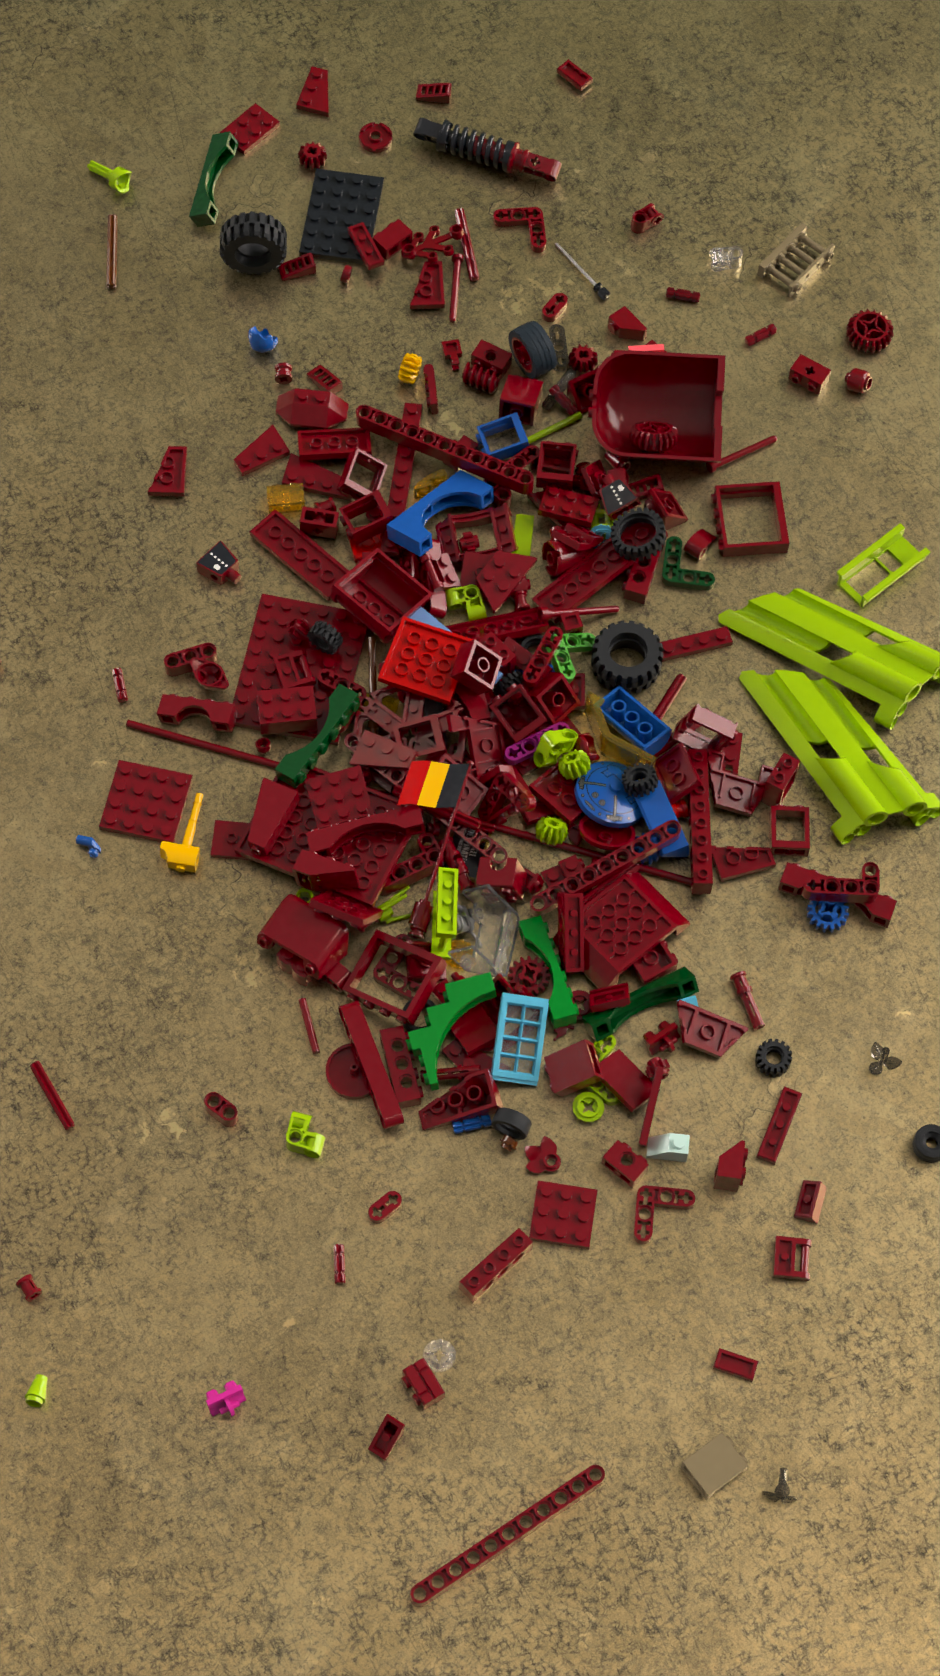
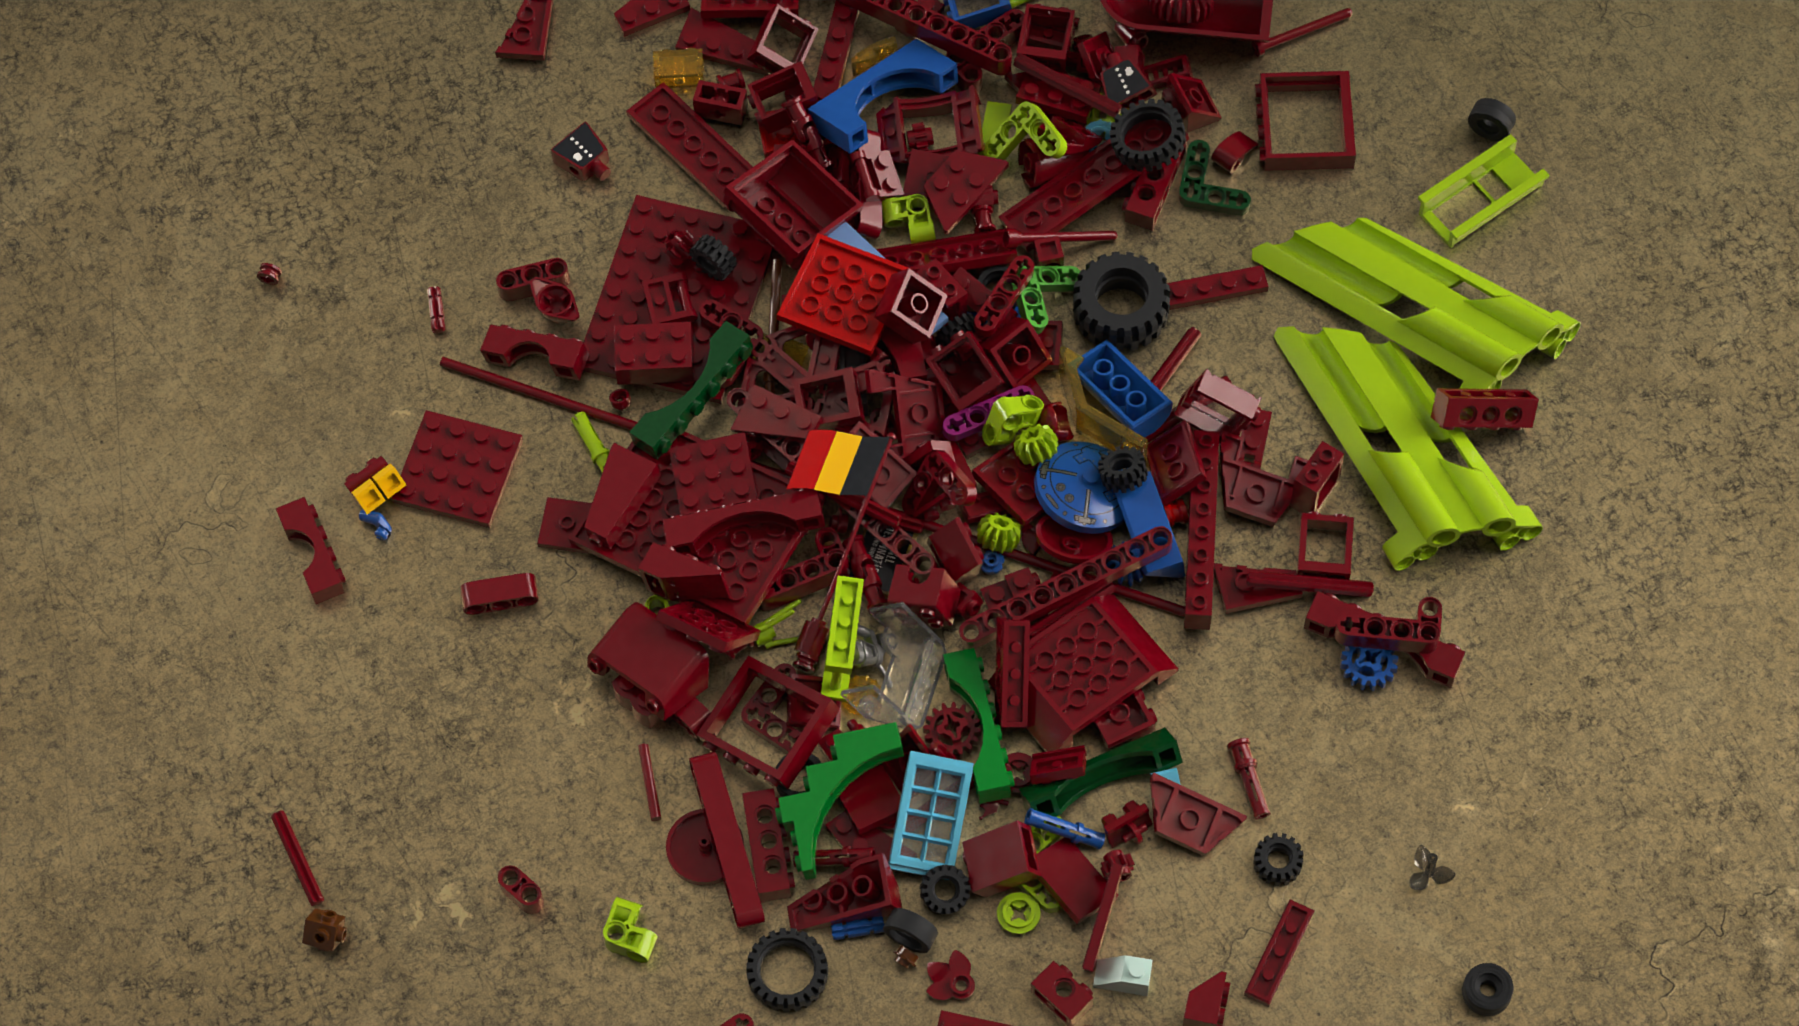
camera: 10 degrees right, 0 degrees up
(32, 849) = (300, 525): none -> dark red arch
(78, 1147) = (324, 930): none -> reddish brown brick
(85, 815) = (374, 478): none -> yellow hips
(184, 856) = (503, 544): yellow piece -> none
(185, 893) = (499, 593): none -> dark red beam
(252, 787) = (591, 439): none -> lime pin
(387, 545) = (808, 137): none -> dark red piece
(422, 1180) = (787, 1001): none -> black tyre
(521, 1092) = (961, 889): none -> black tyre
(522, 844) = (956, 551): none -> dark red slope
(547, 856) = (996, 566): none -> blue plate
(551, 531) = (1029, 126): none -> lime beam
(575, 499) = (1067, 85): none -> dark red axle
(597, 1037) = (1092, 837): none -> blue pin
(780, 856) = (1309, 583): none -> dark red axle
(885, 512) = (1491, 119): none -> black tyre
(897, 723) = (1484, 408): none -> dark red brick

